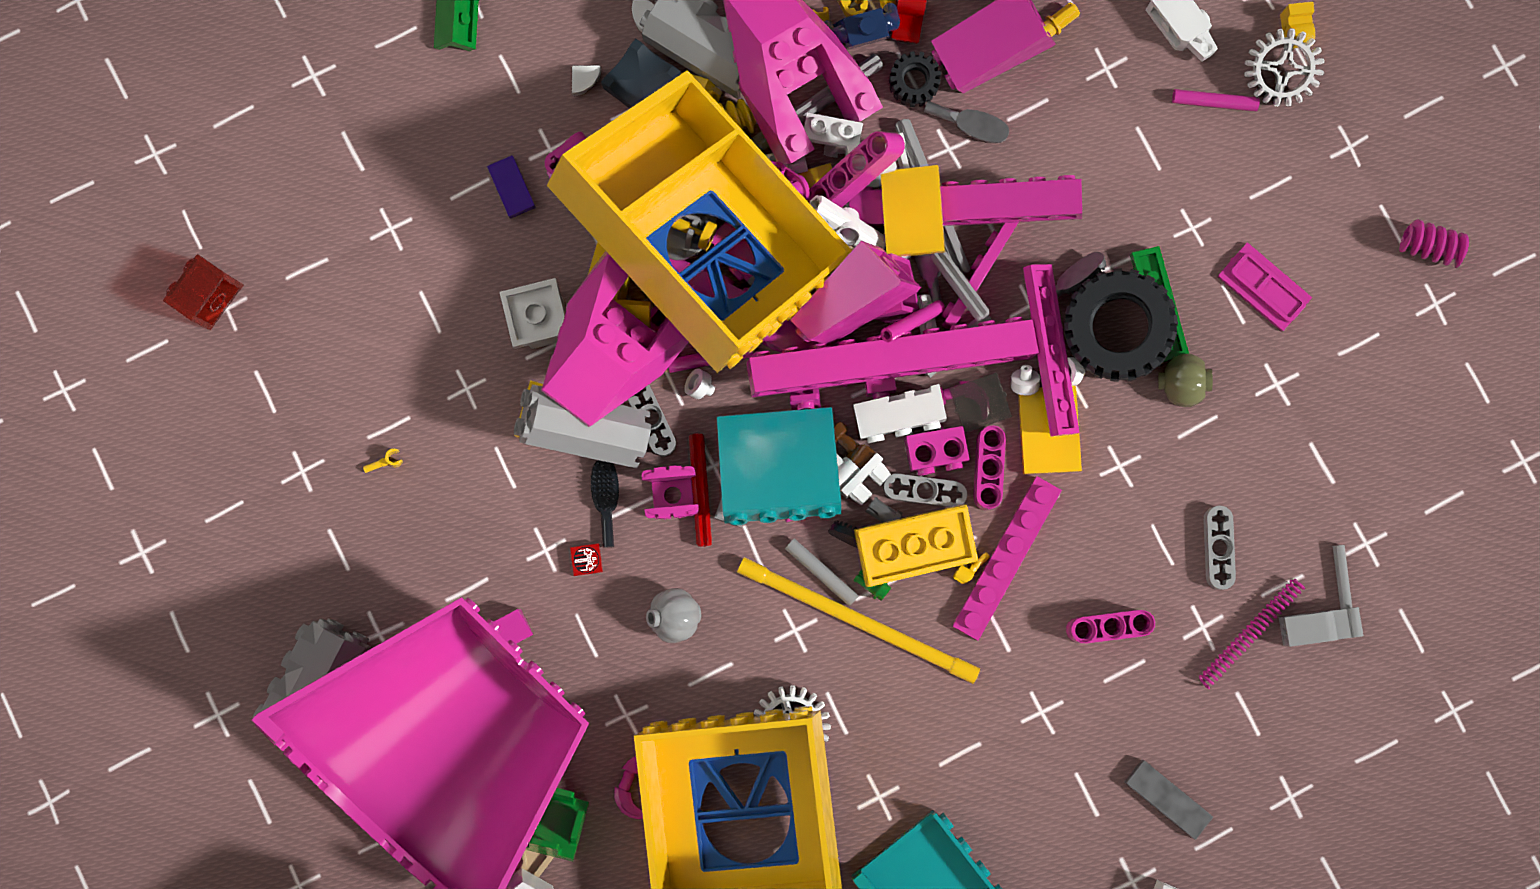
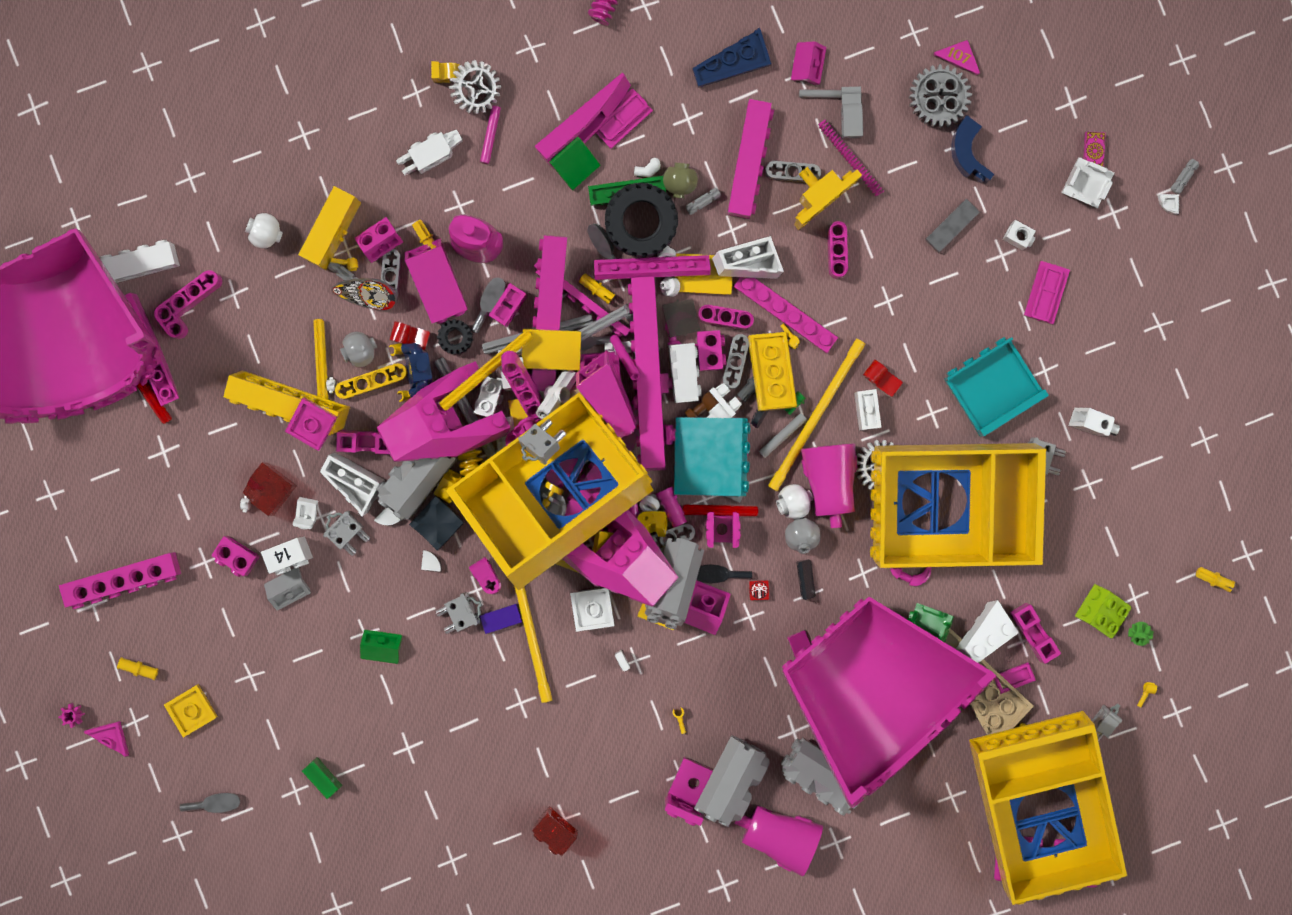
camera: 95 degrees left, 5 degrees up
(216, 629) = (782, 838): none -> dark pink torso
(261, 482) = (682, 797): none -> dark pink bracket
(280, 538) = (727, 790): none -> light grey brick
(420, 256) = (543, 685): none -> yellow piece
(463, 367) = (622, 660): none -> white tile
(515, 129) = (463, 612): none -> light grey piece
(553, 481) = (707, 607): none -> dark pink slope
(609, 629) = (806, 579): none -> black slope
(672, 391) = (654, 522): none -> yellow leg
(698, 416) = (672, 507): none -> dark pink axle
(724, 599) = (794, 501): none -> white plant
(762, 651) = (831, 479): none -> dark pink torso
(771, 197) = (540, 443): none -> light grey piece
(869, 114) = (484, 371): none -> yellow axle
(874, 696) = (867, 409): none -> white panel
(924, 714) = (881, 378): none -> red panel
(969, 147) = (508, 305): none -> dark pink brick
(1009, 275) = (597, 288): none -> yellow axle
(1063, 86) = (475, 238): none -> dark pink torso
(1079, 492) = (749, 260): none -> white wedge
(1158, 418) = (703, 201): none -> light grey axle
(1190, 222) = (574, 163): none -> green tile
(1194, 594) = (822, 193): none -> yellow brick
(1195, 335) = (648, 171): none -> white arm
(1231, 479) = (749, 159): none -> dark pink brick
(1252, 229) = (585, 120): none -> dark pink slope
(1284, 803) = (962, 151): none -> dark blue arch
(1379, 452) = (740, 58): none -> dark blue wing
(1387, 555) = (808, 62): none -> dark pink panel
(1390, 755) = (941, 112): none -> light grey gear
(1429, 784) = (959, 56): none -> dark pink tile

